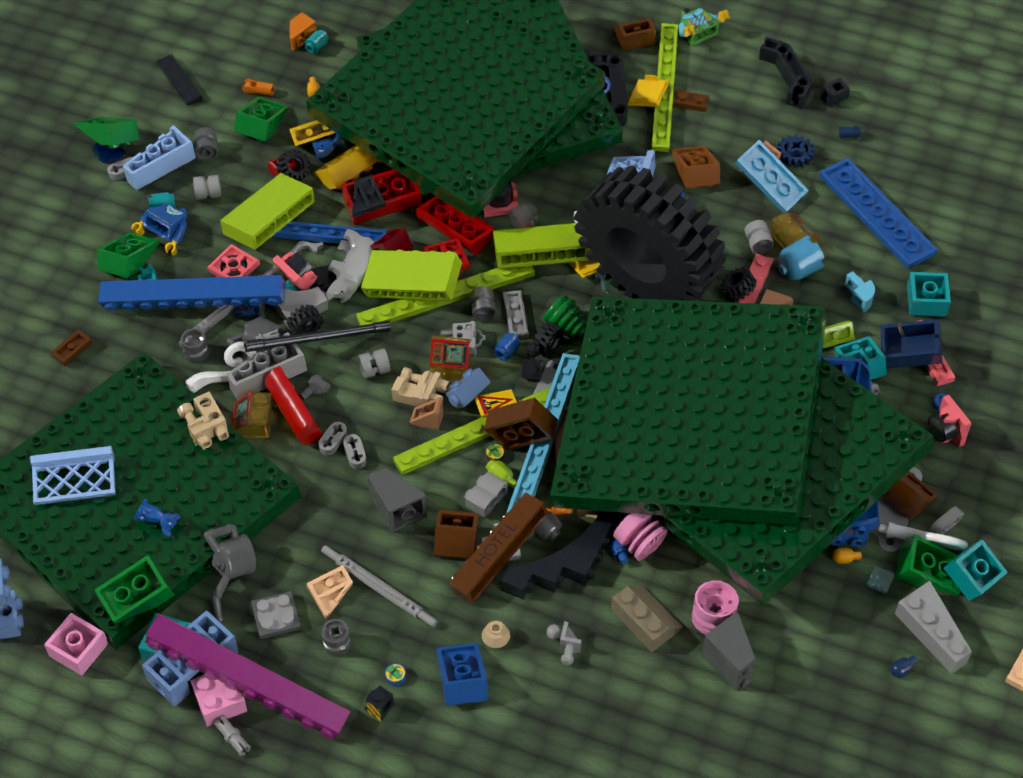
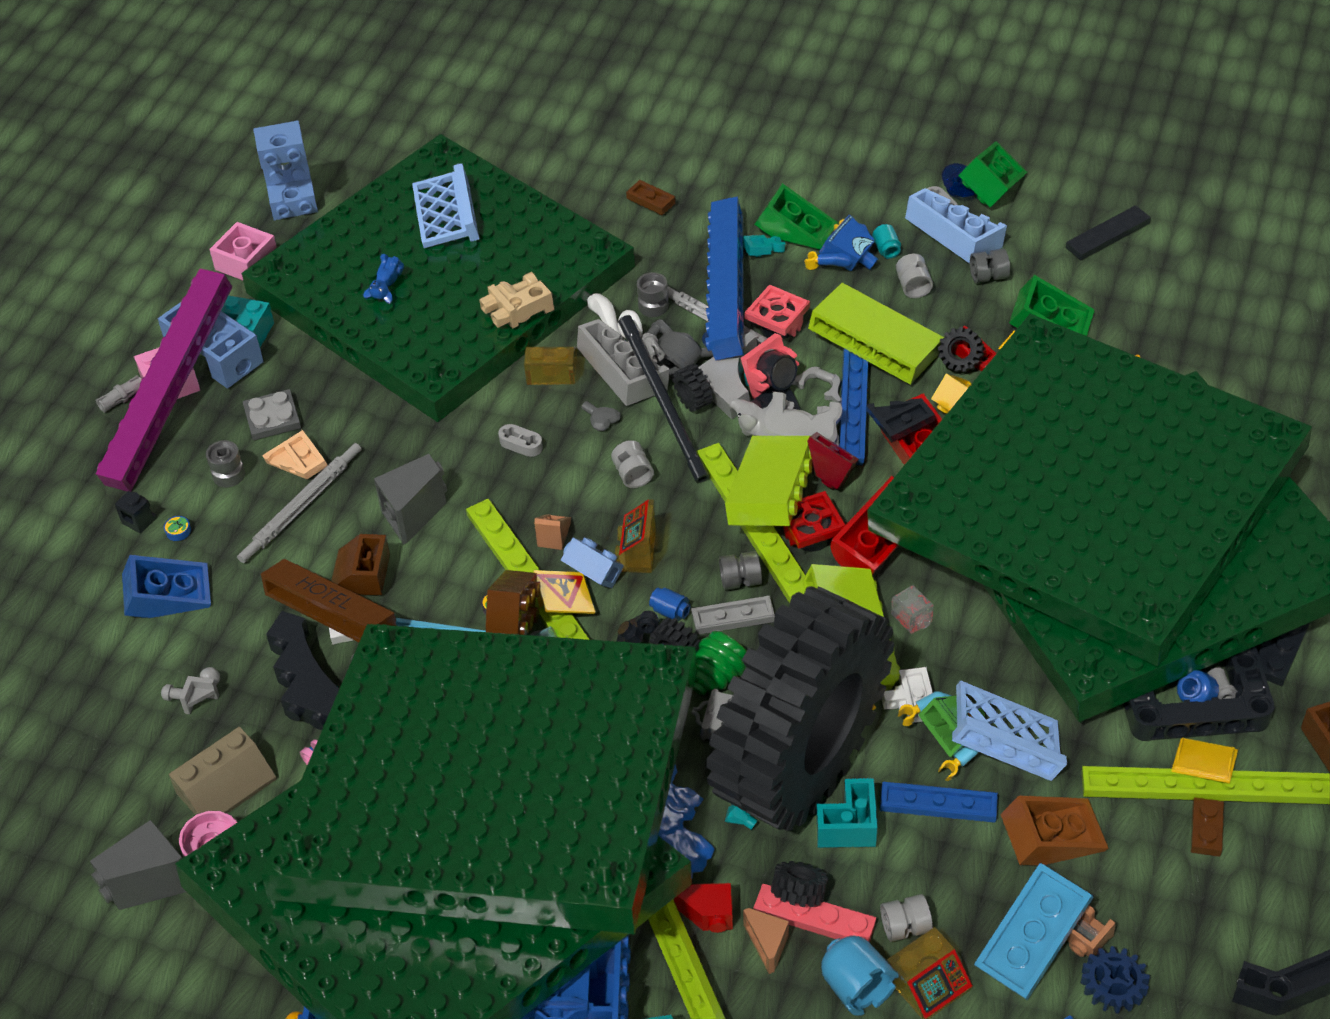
camera: 90 degrees right, 5 degrees down
(134, 590) = (283, 272): green slope -> none
(231, 558) = (335, 354): dark grey piece -> none
(260, 88) = (1109, 310): orange bar -> none
(292, 407) = (559, 393): red brick -> none
(301, 29) = (1228, 335): orange slope -> none
(316, 41) = (1212, 354): teal brick -> none
(358, 450) = (499, 463): light grey beam -> none
(426, 389) = (589, 518): tan hips -> none
(465, 331) = (681, 556): light grey piece -> none
(486, 494) = (424, 595): light grey brick -> none
(495, 634) = (217, 620): tan cone -> none
(502, 471) = (459, 608): lime plant -> none
(505, 196) = (947, 583): piece -> none

